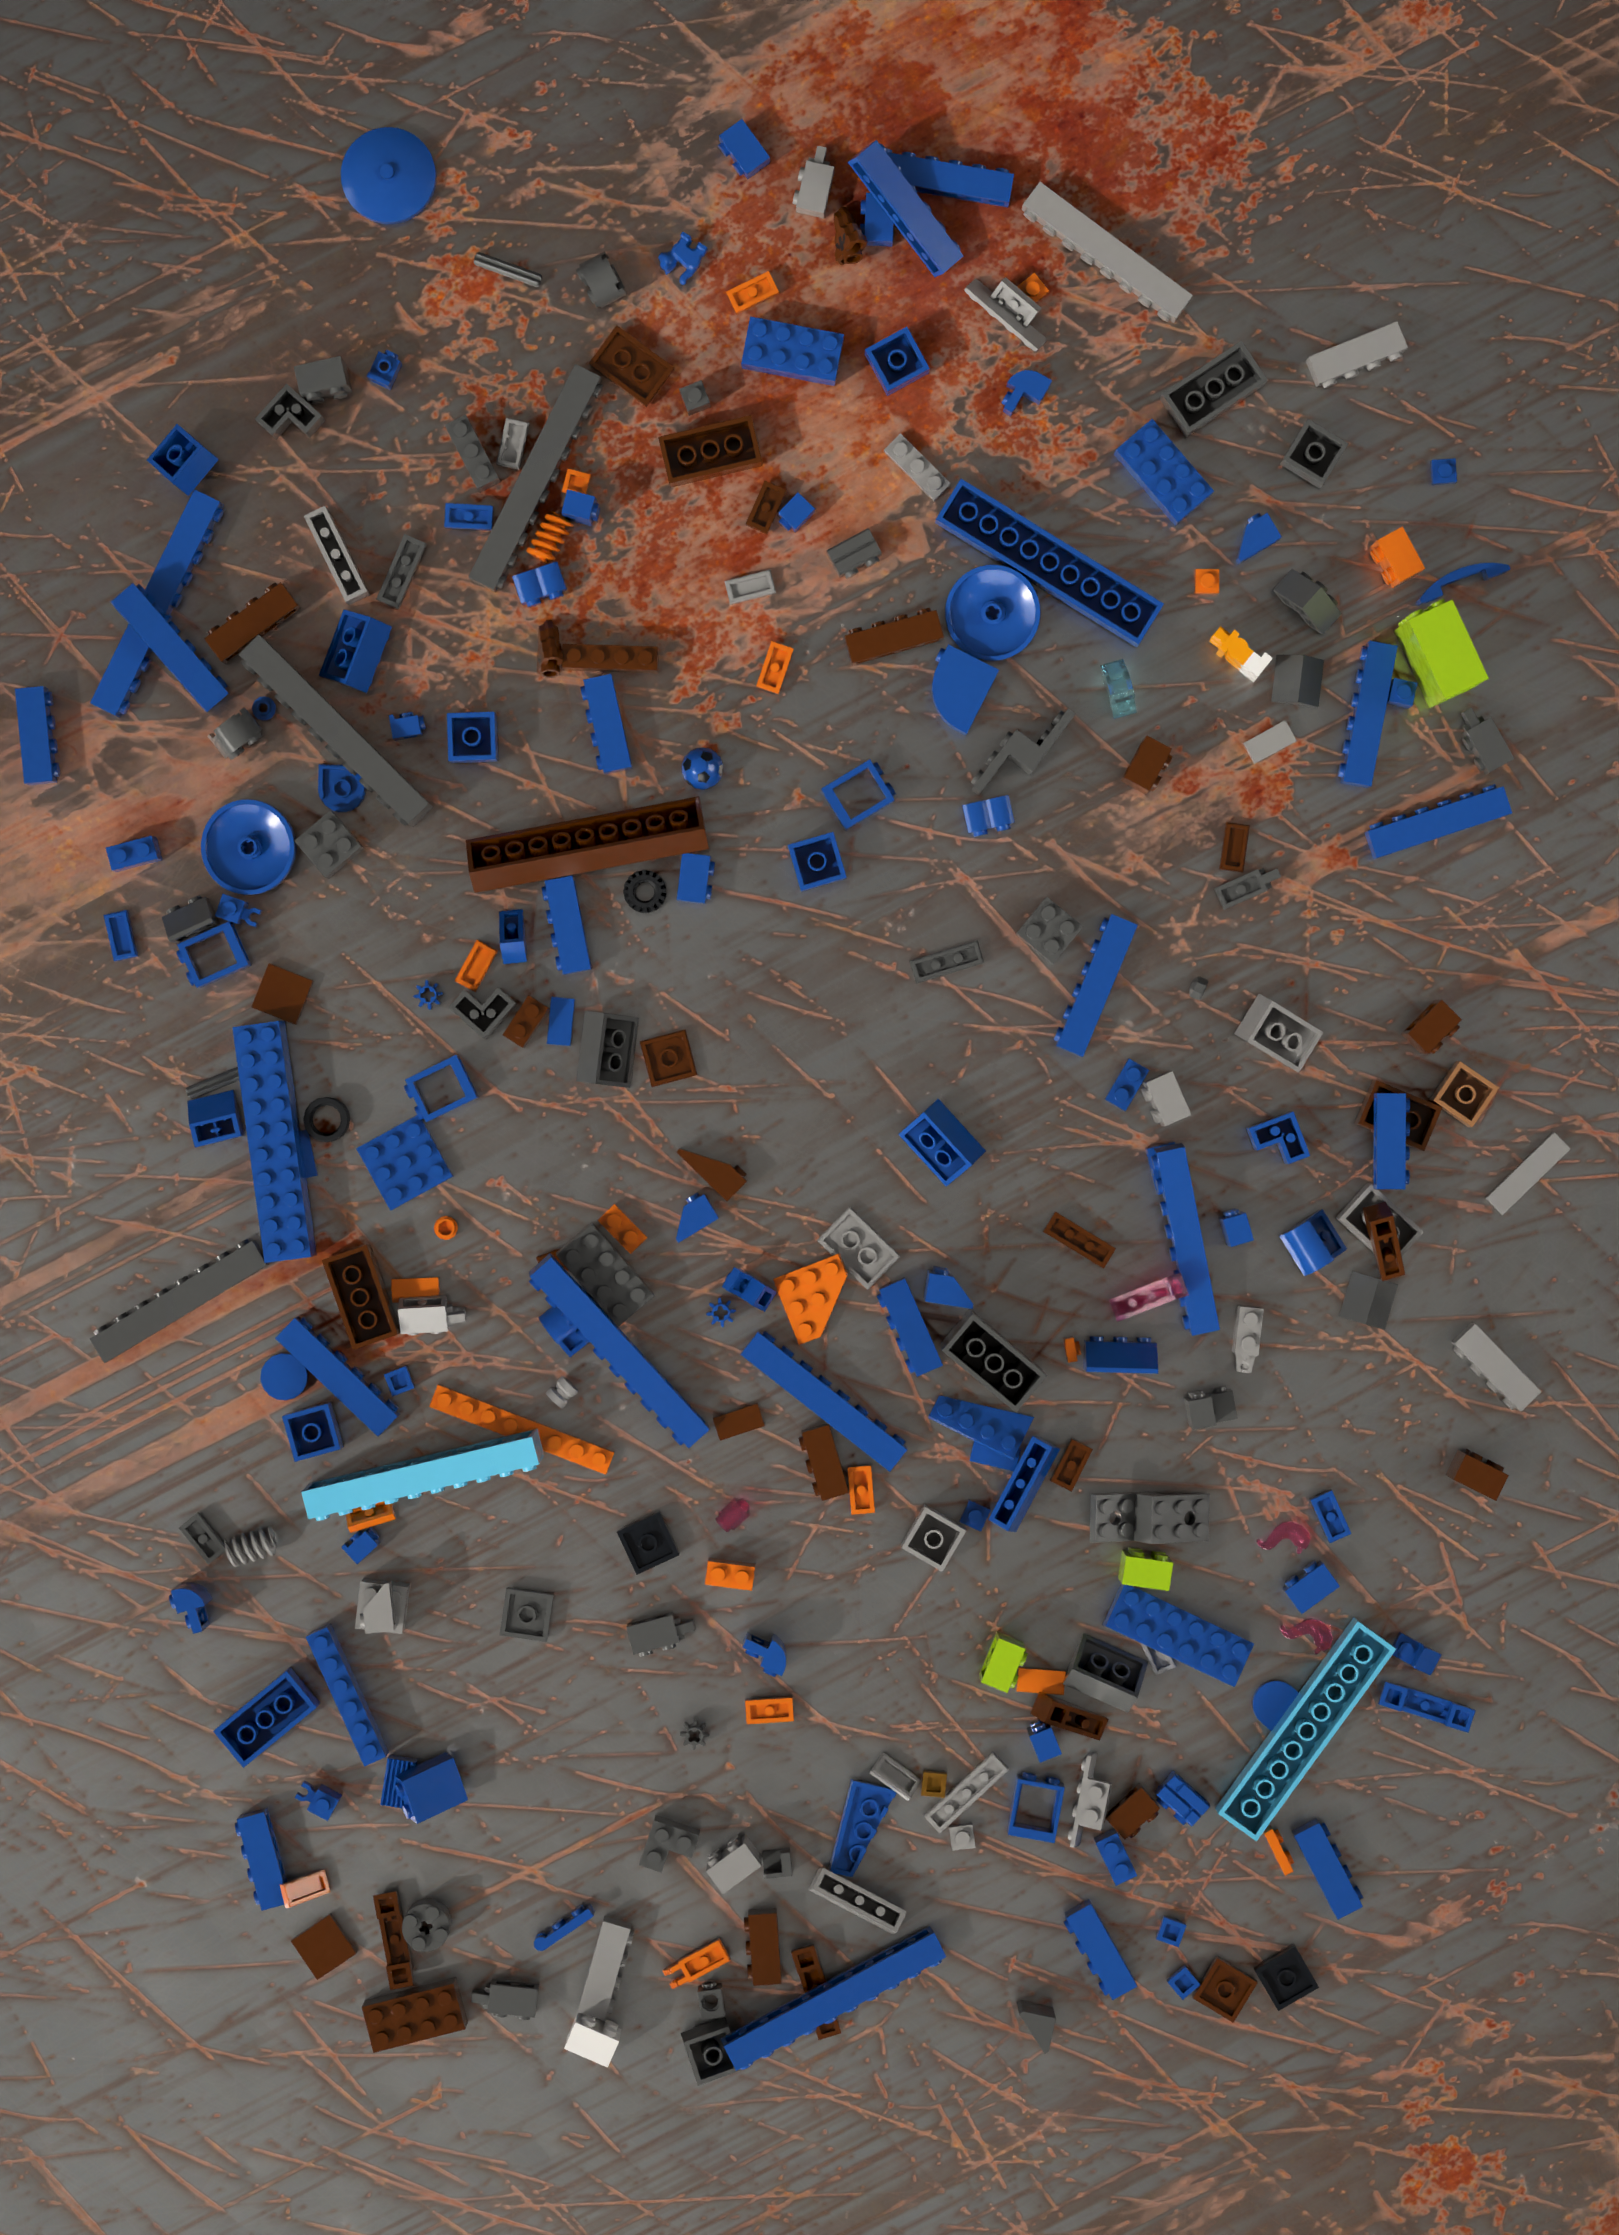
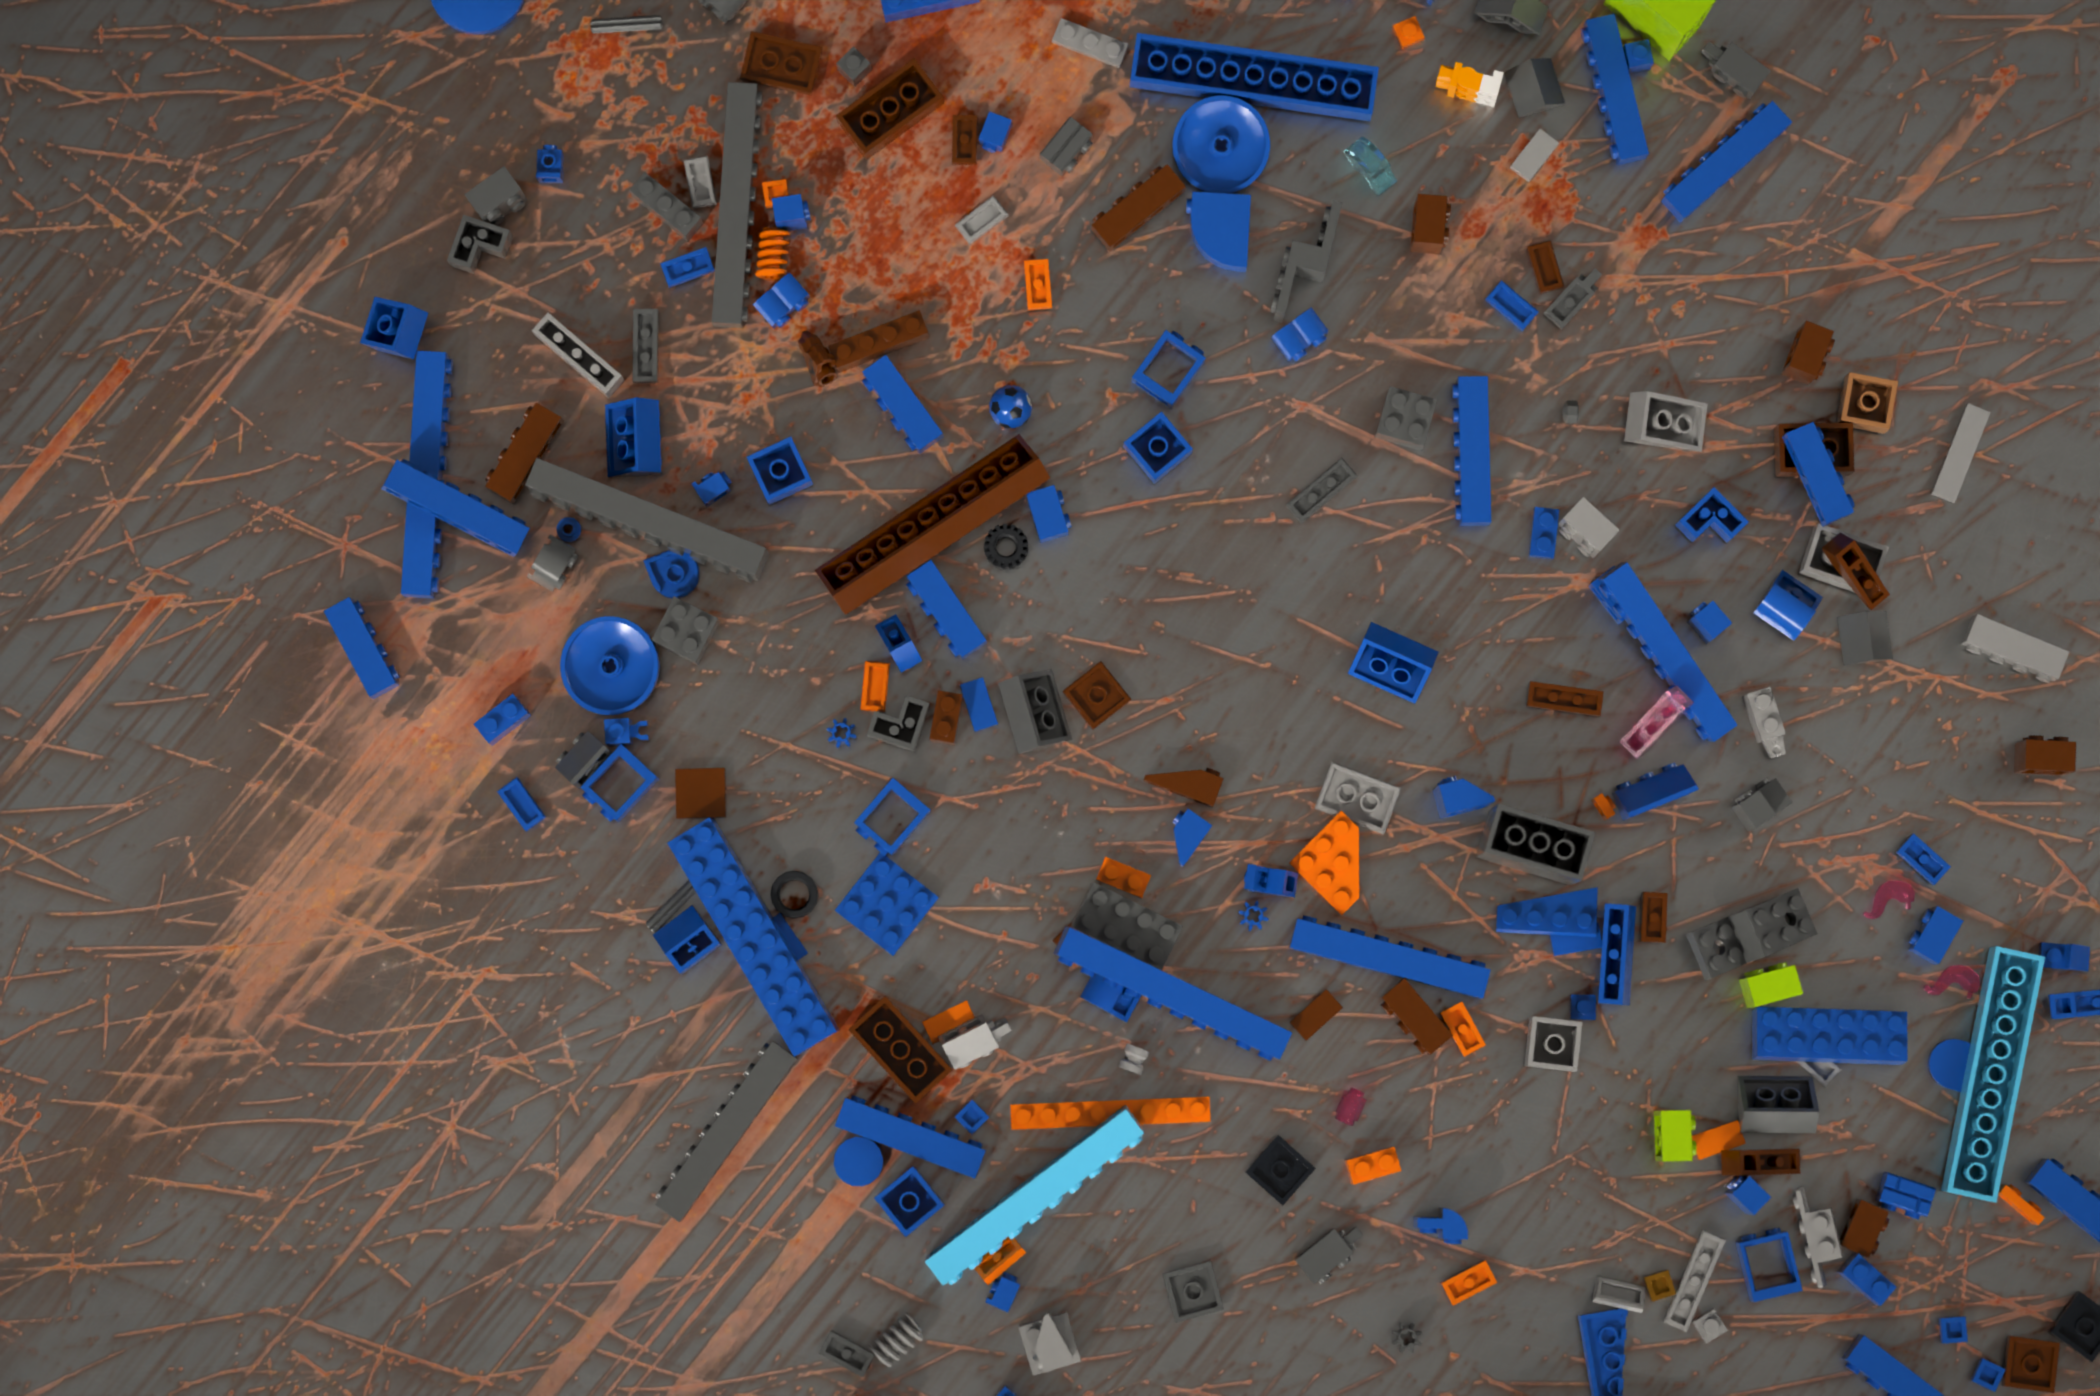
camera: 25 degrees left, 5 degrees down
(446, 1227) = (953, 949): orange plate -> none
(910, 1326) = (1441, 851): blue brick -> none
(1189, 869) = (1512, 305): none -> blue tile

